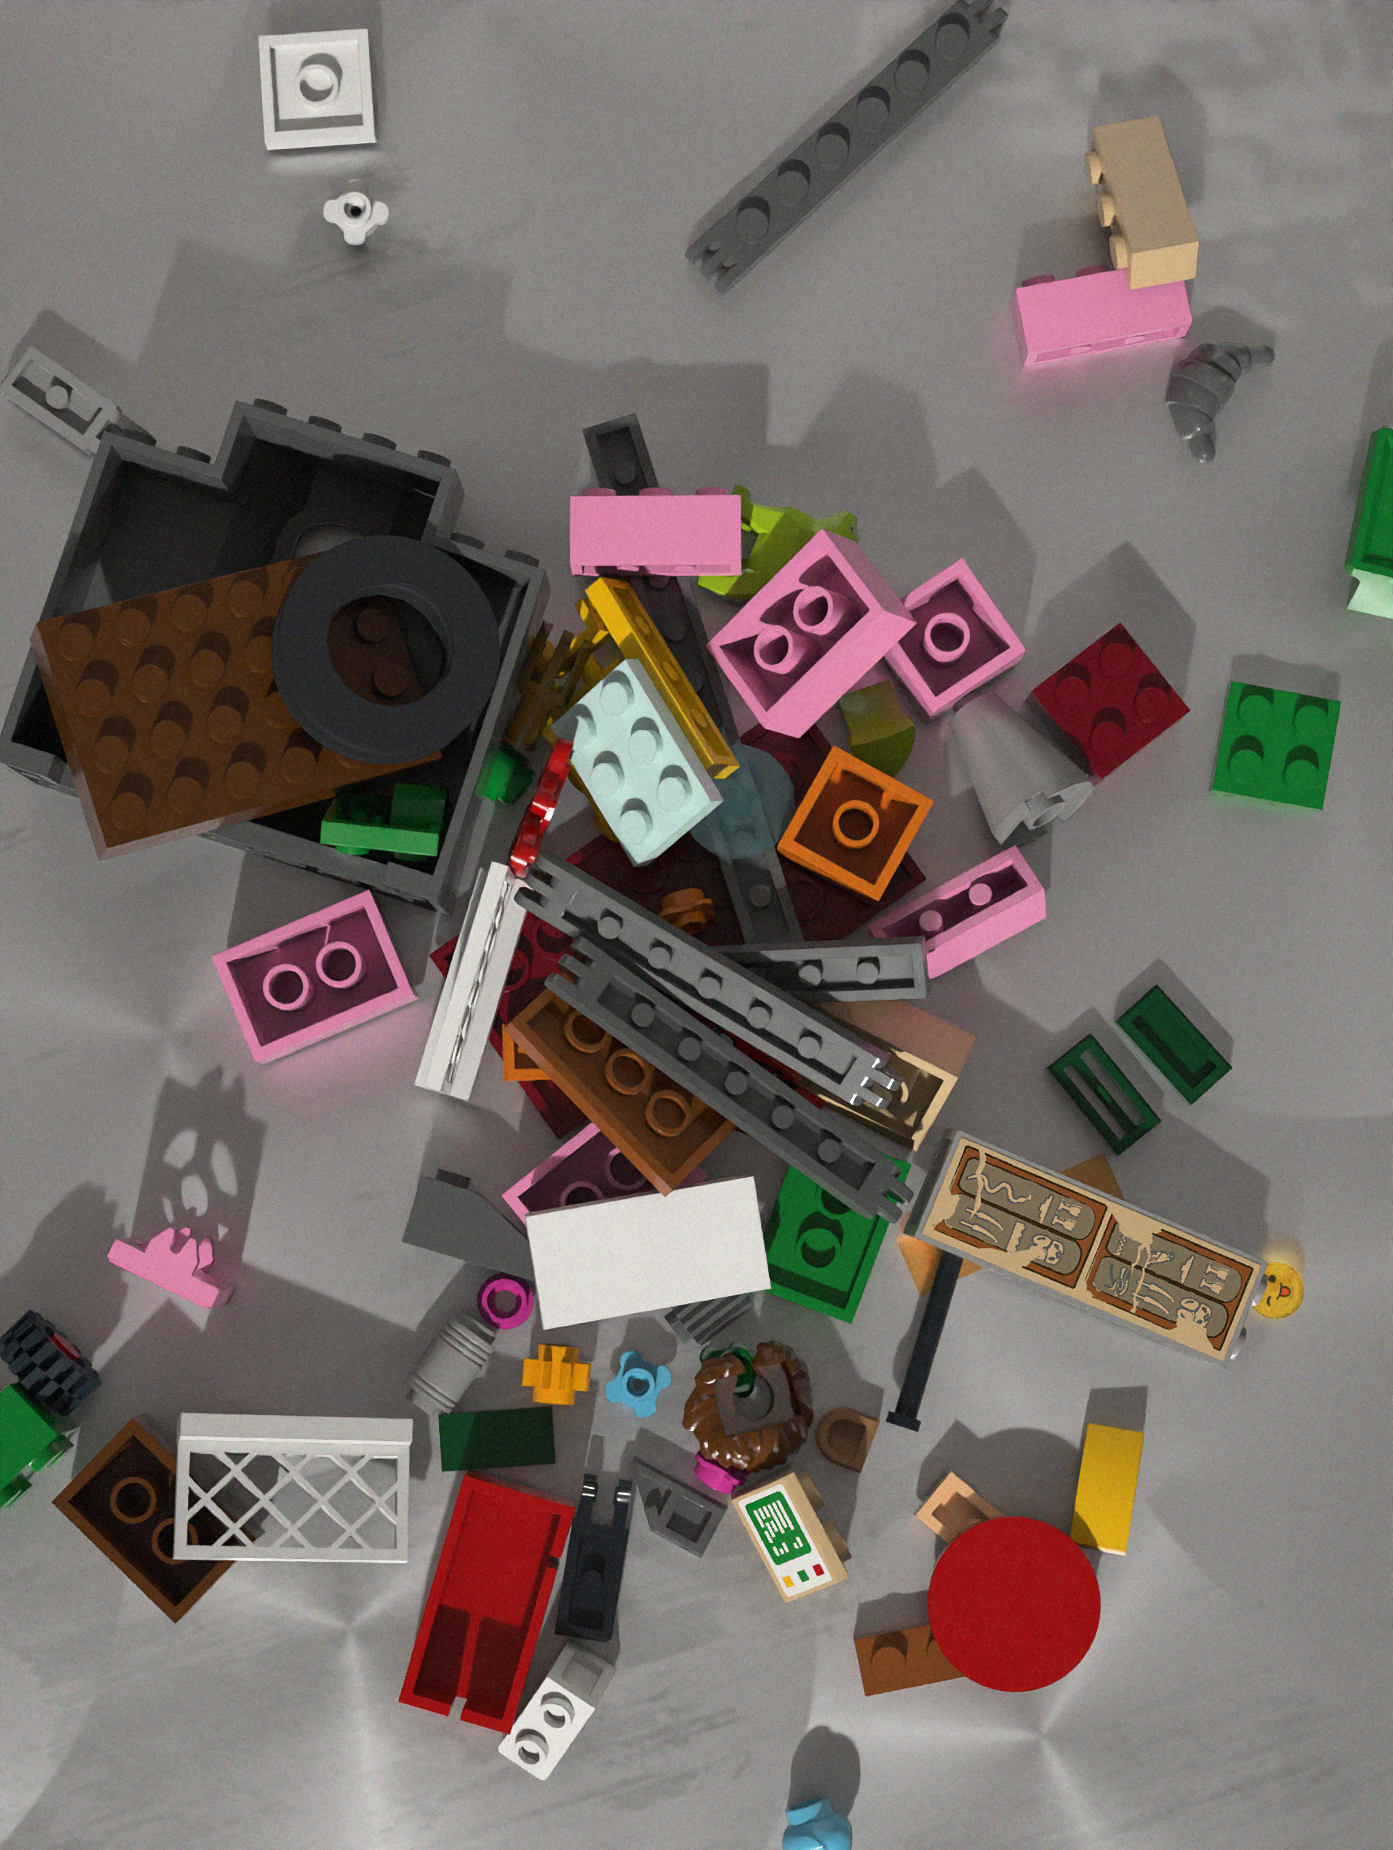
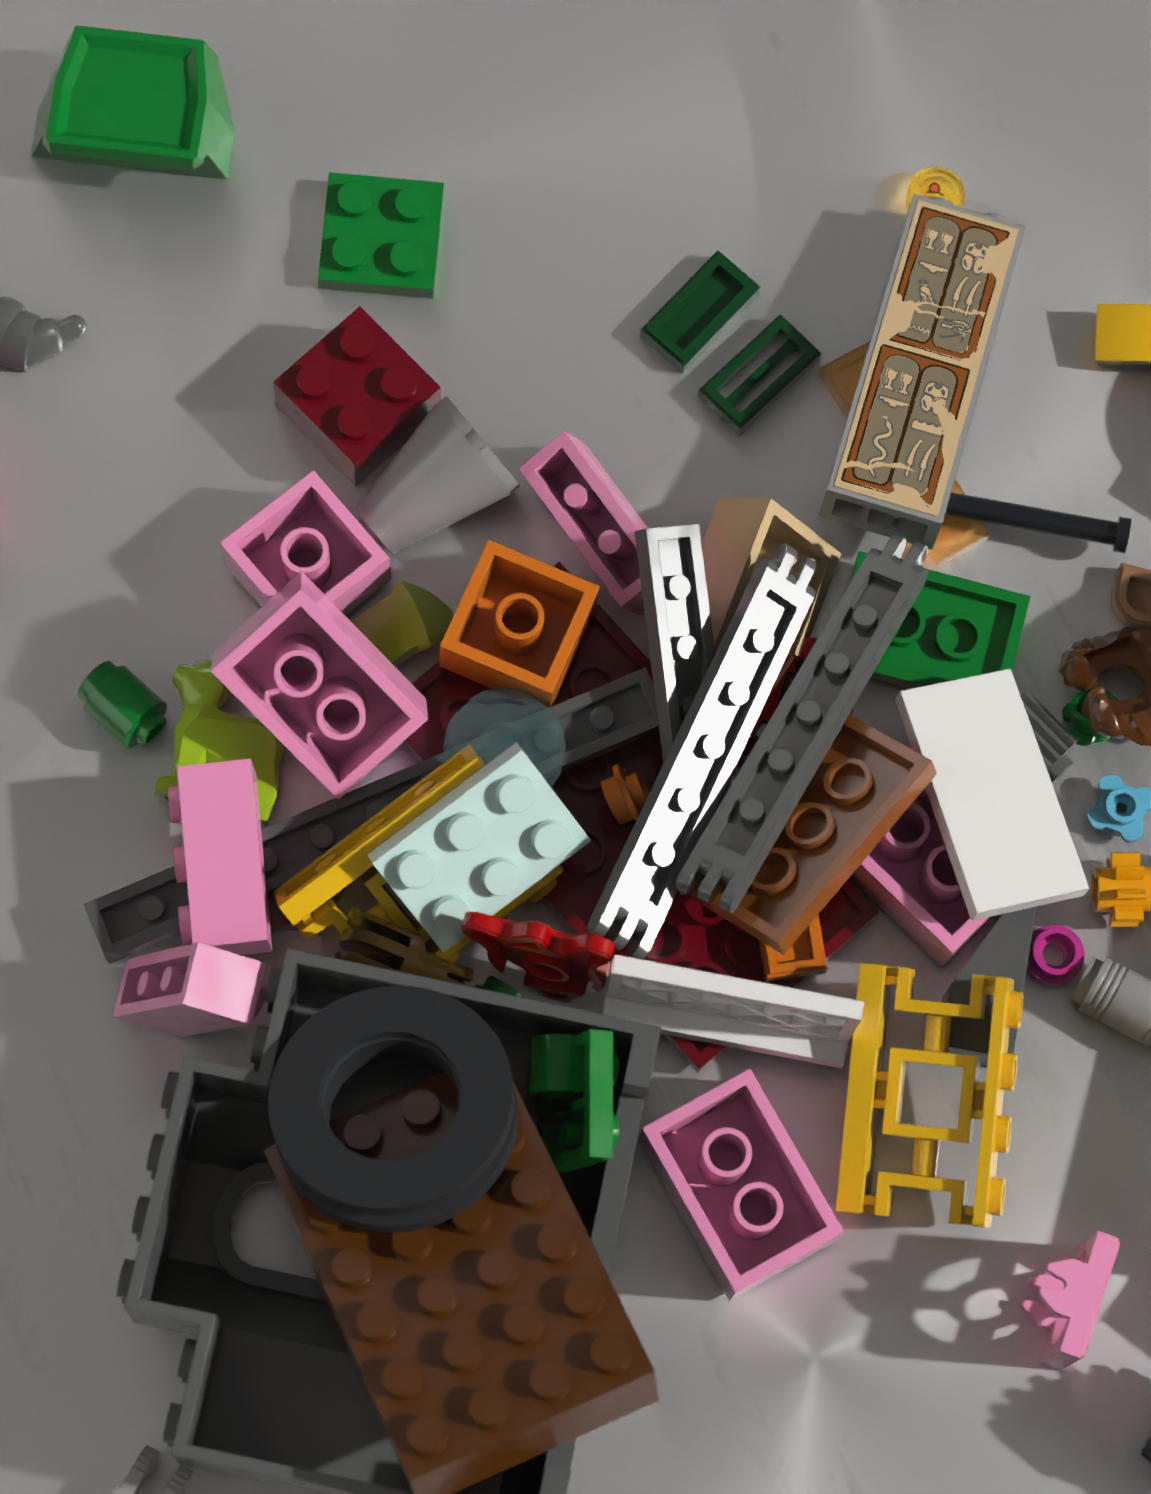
camera: 105 degrees left, 10 degrees down
(389, 1115) = (874, 1090): none -> yellow fence
(534, 494) = (190, 990): none -> bright pink brick
(825, 466) = (123, 704): none -> green brick

